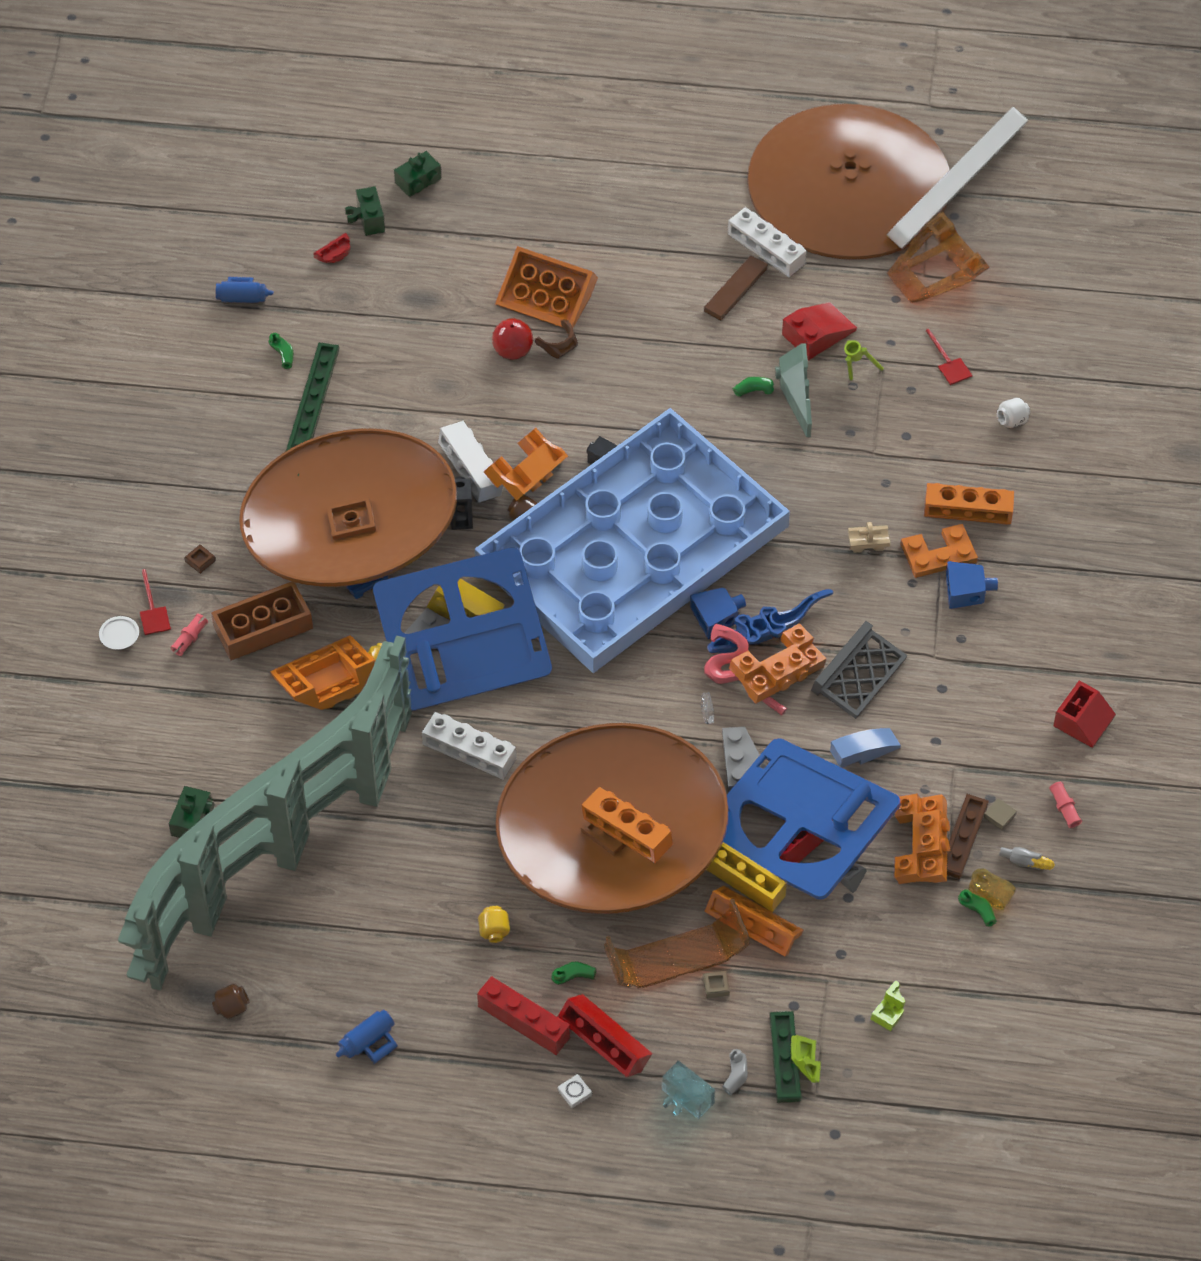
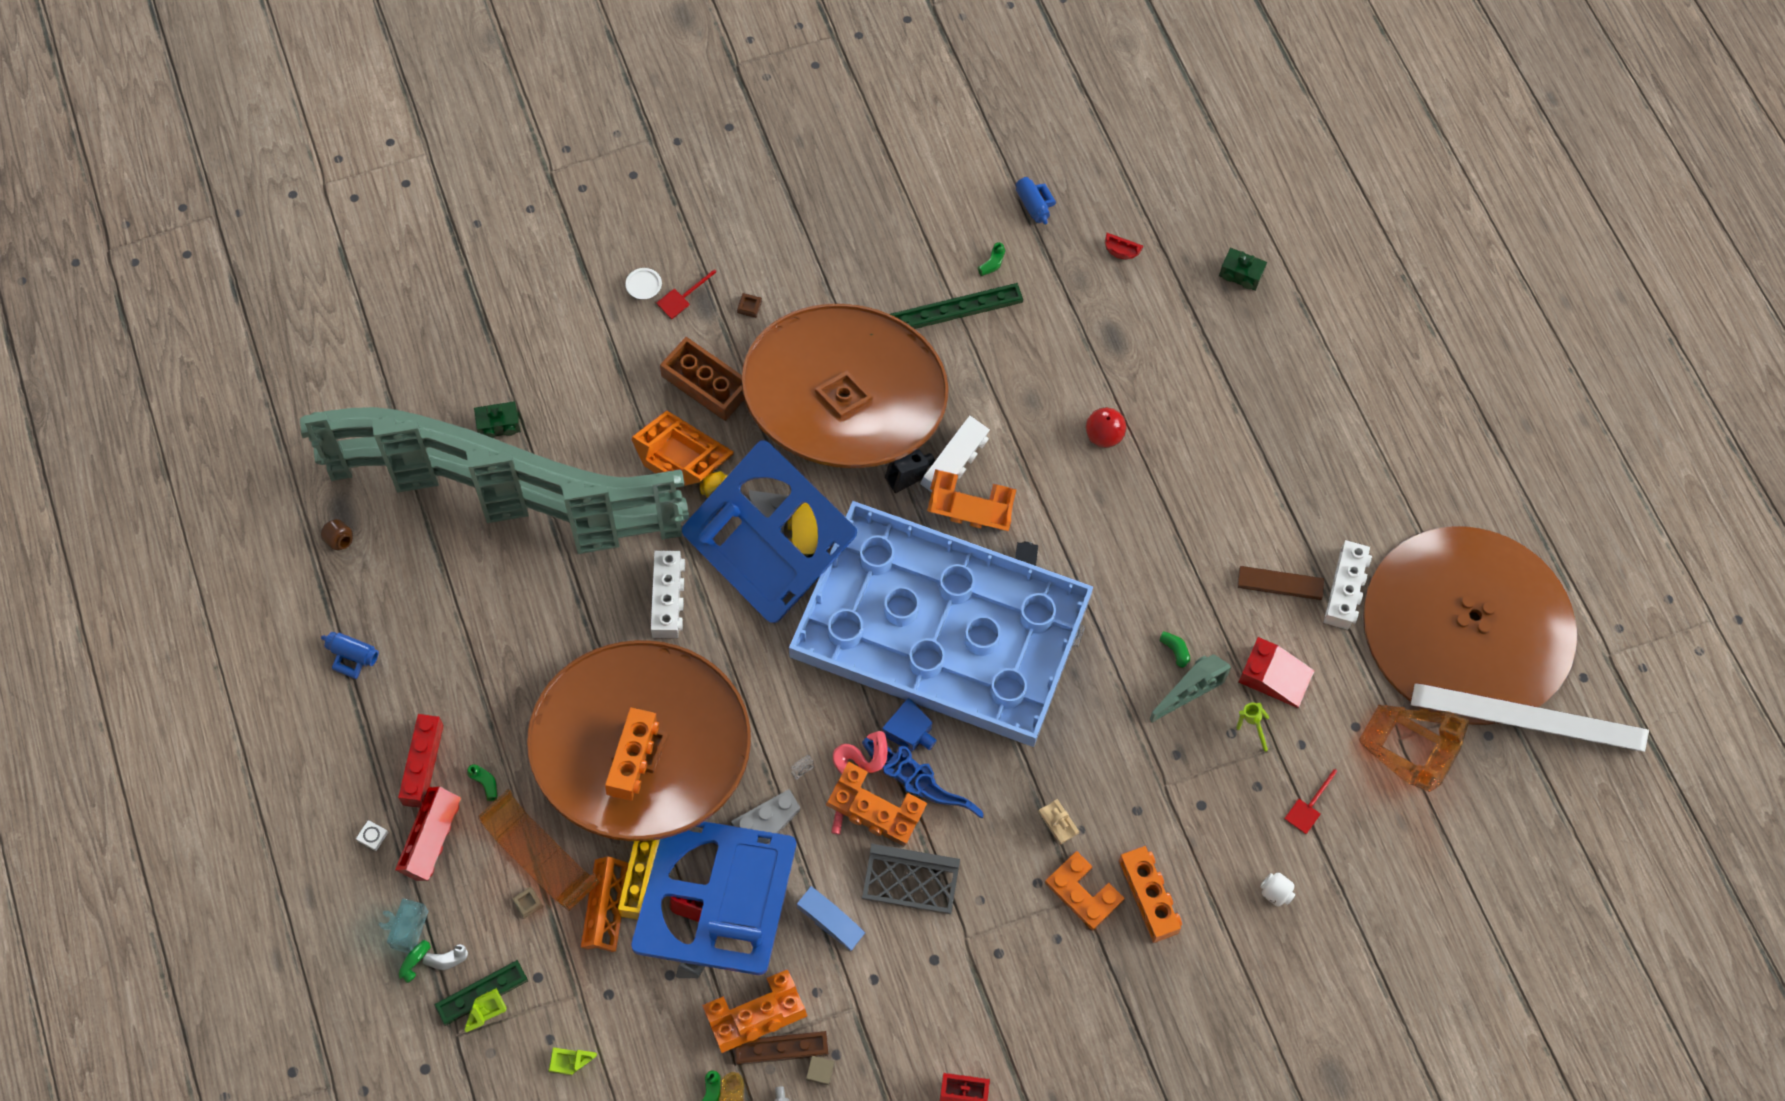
camera: 60 degrees right, 10 degrees up
(189, 634) = (667, 333): coral pin -> none
(367, 210) = (1176, 251): dark green brick -> none
(494, 924) = (498, 696): yellow head -> none
(520, 506) = (930, 520): reddish brown head -> none
(546, 288) = (1179, 428): orange slope -> none
(559, 349) = (1131, 475): reddish brown helmet -> none
(725, 1101) = (412, 960): none -> green arm
(967, 584) = (1056, 932): blue torso -> none

